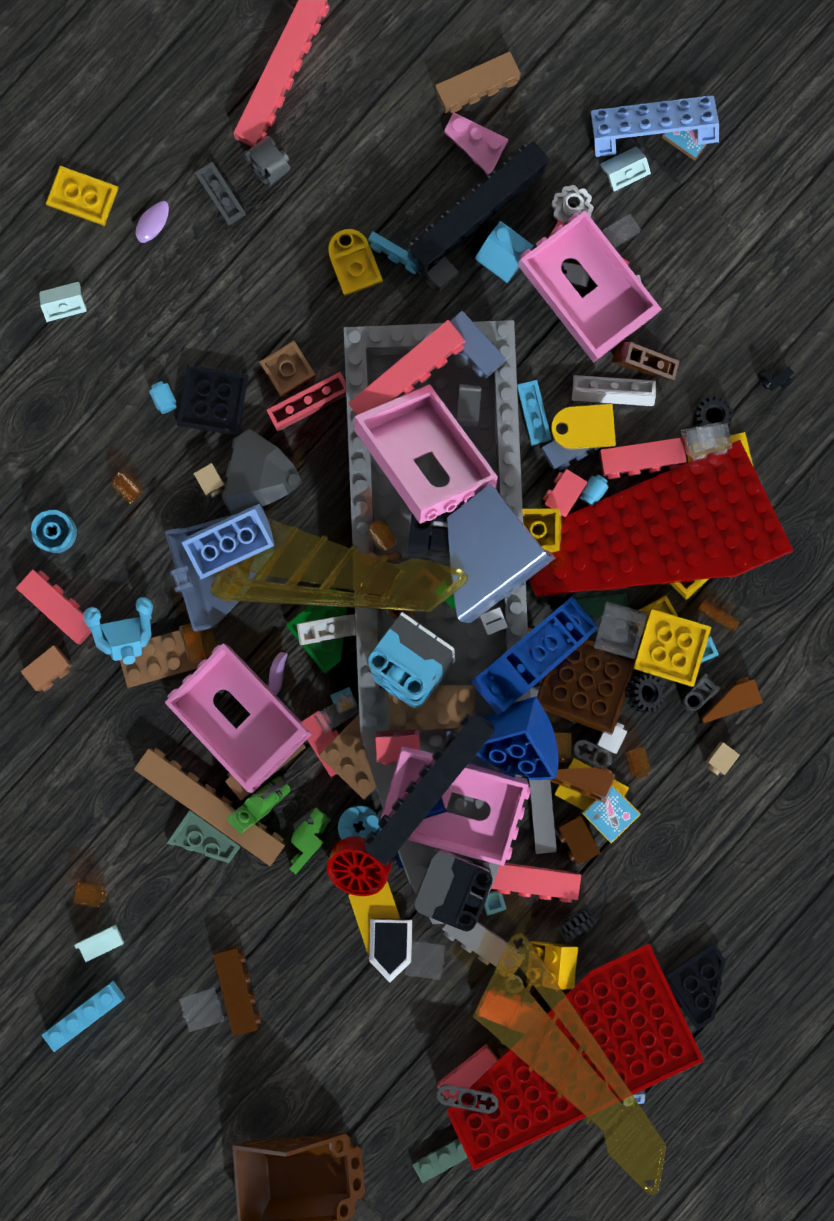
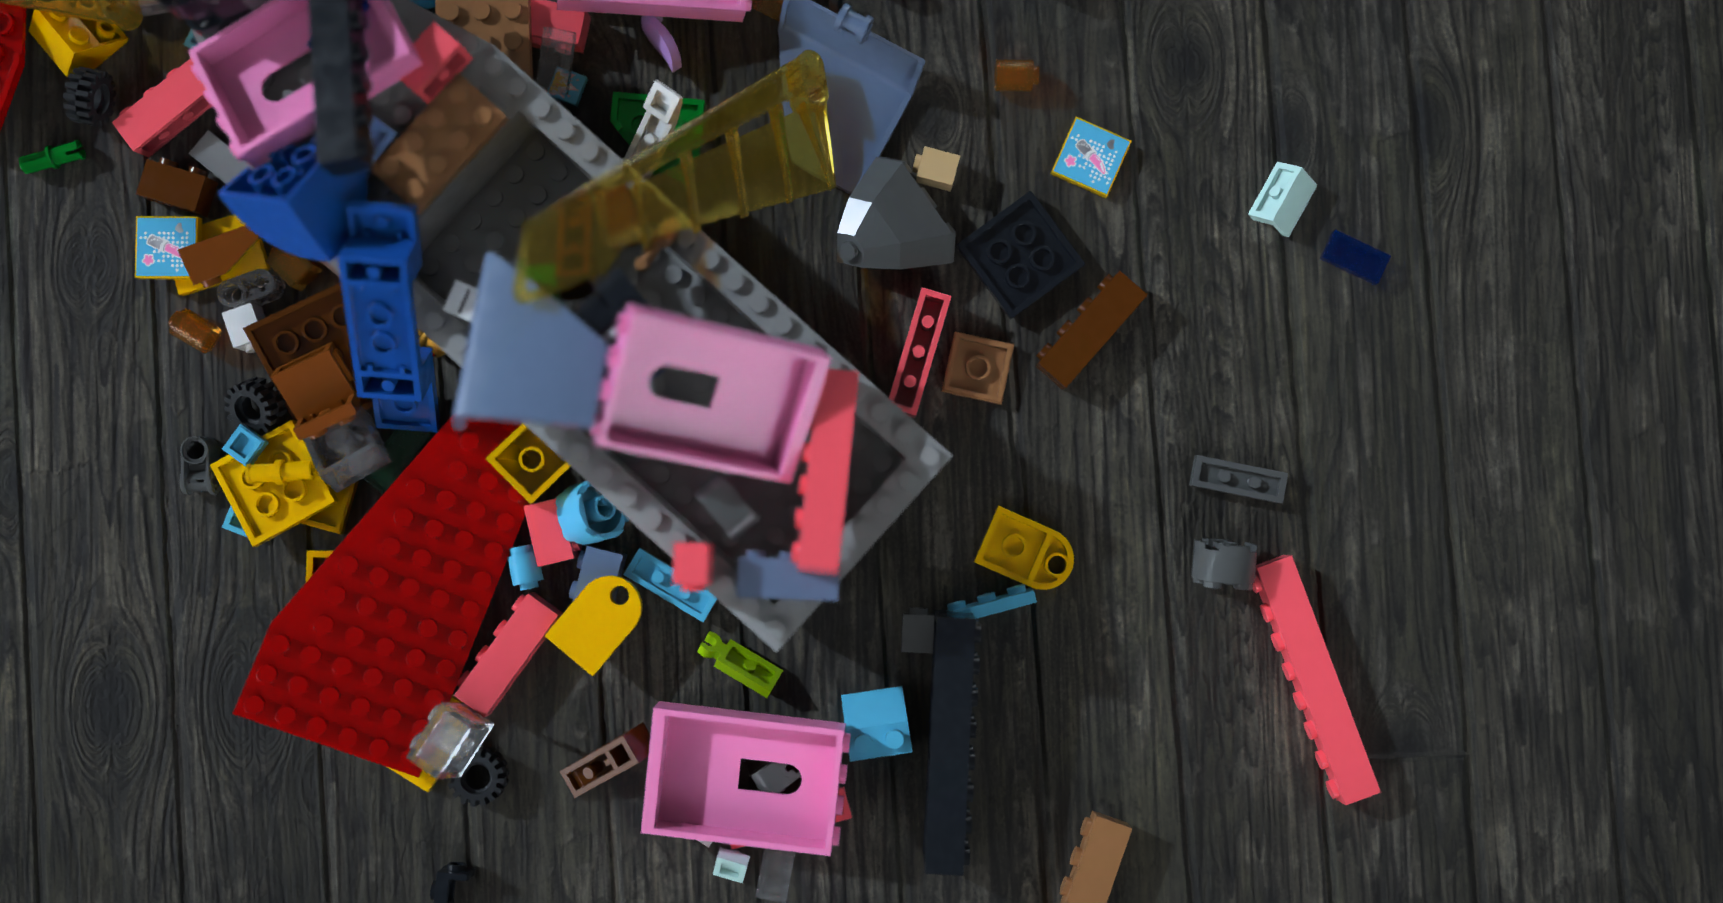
camera: 135 degrees right, 0 degrees up
(57, 240) = (1355, 257): none -> clear blue plate
(82, 195) = (1379, 330): yellow tile -> none
(131, 413) = (1091, 157): none -> medium azure tile
(152, 222) = (1277, 376): lavender arm -> none
(163, 397) = (1075, 205): medium azure brick -> none
(216, 332) = (1091, 330): none -> reddish brown brick
(229, 541) = (848, 121): light blue slope -> none
(382, 535) = (677, 269): clear orange brick -> none
(410, 661) = (496, 153): medium azure piece -> none
(477, 141) = (1026, 814): bright pink wing -> none
(509, 391) = (693, 565): none -> coral brick
(538, 342) = (741, 664): none -> lime plate
(538, 481) = (588, 515): none -> medium azure brick
(571, 196) = (866, 859): white plant -> none
(607, 665) = (318, 391): none -> dark orange piece
(614, 390) = (612, 695): white slope -> none
(624, 917) = (51, 157): none -> green axle
(636, 255) = (731, 864): none -> light aqua plate
(662, 646) = (280, 471): none -> yellow pin
(667, 677) = (245, 445): none -> medium azure tile
(718, 615) = (262, 568): clear orange pin -> none
(721, 759) = (109, 421): tan brick -> none
(736, 698) = (156, 496): dark orange slope -> none

